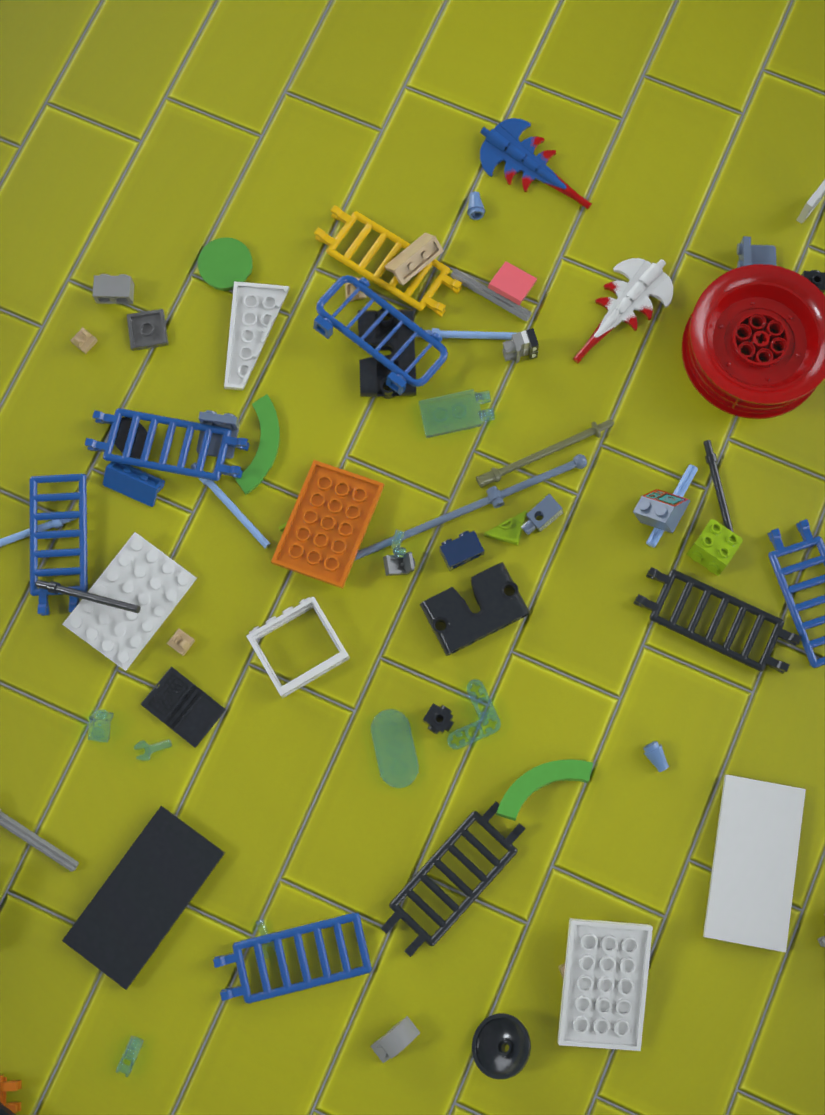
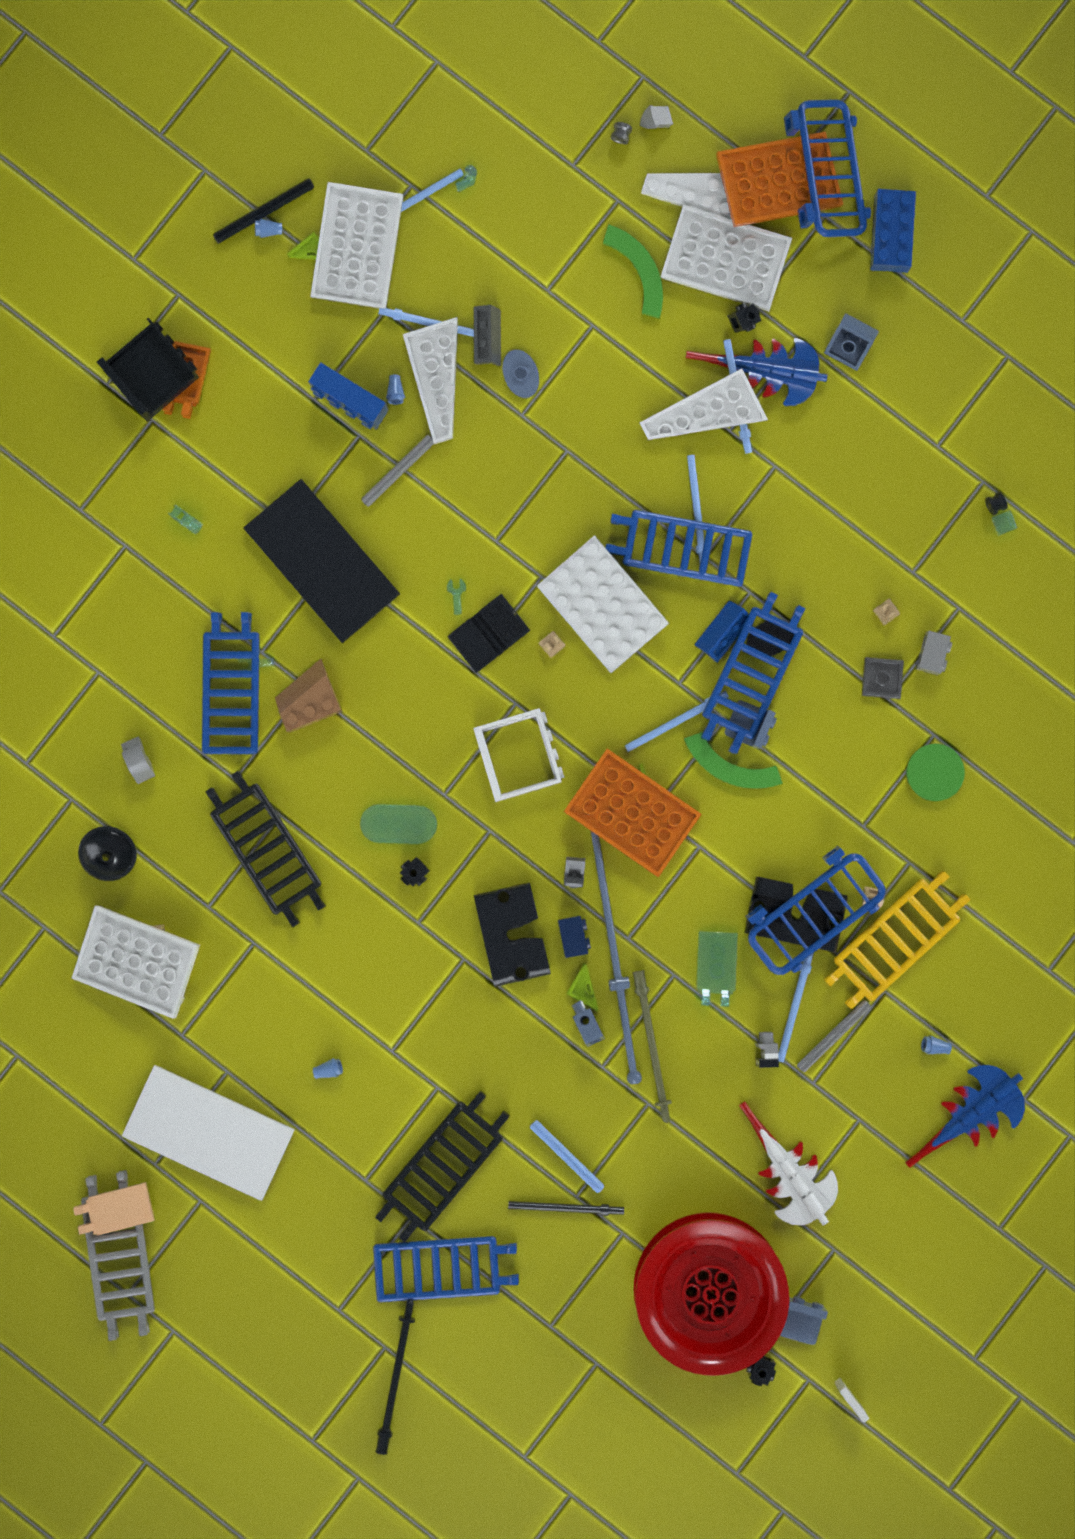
camera: 105 degrees right, 10 degrees up
(55, 588) = (631, 535): black bar -> none
(100, 725) = (490, 551): clear light blue bracket -> none
(251, 321) = (865, 785): white wing -> none
(290, 873) = (308, 699): none -> medium nougat wedge
(396, 543) = (594, 874): clear light blue arm -> none
(414, 258) = (890, 967): tan panel -> none
(483, 718) = (407, 916): clear light blue beam -> none
(512, 283) = (839, 1061): coral tile -> none
(539, 777) = (335, 951): bright green tile -> none
(661, 509) = (564, 1144): sand blue slope -> none
(715, 547) = (513, 1186): lime bracket -> none

